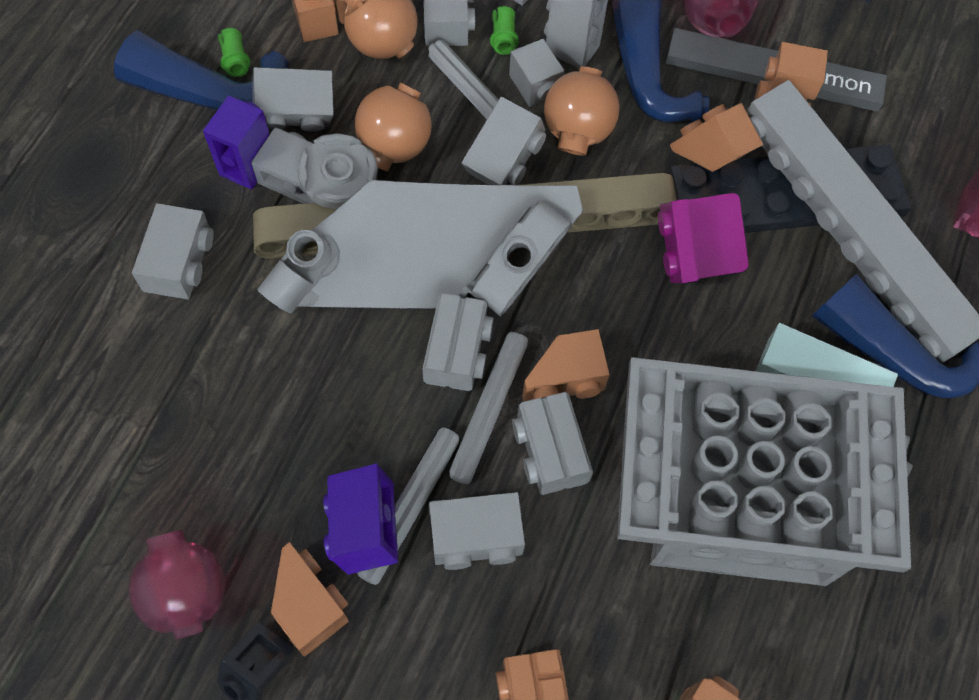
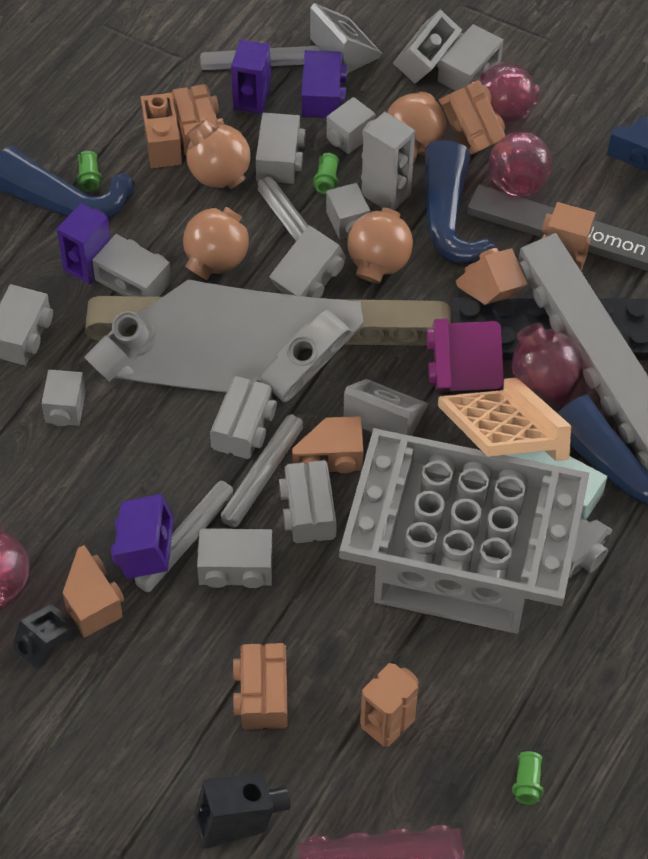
camera: 10 degrees right, 10 degrees down
(239, 340) = (63, 397): none -> light grey brick
(294, 97) = (135, 211): light grey brick -> none
(335, 169) = (160, 270): light grey tile -> none
(619, 313) = (383, 407): none -> light grey slope
(789, 305) = (509, 421): none -> light nougat fence
(798, 236) = (546, 361): none -> clear pink brick

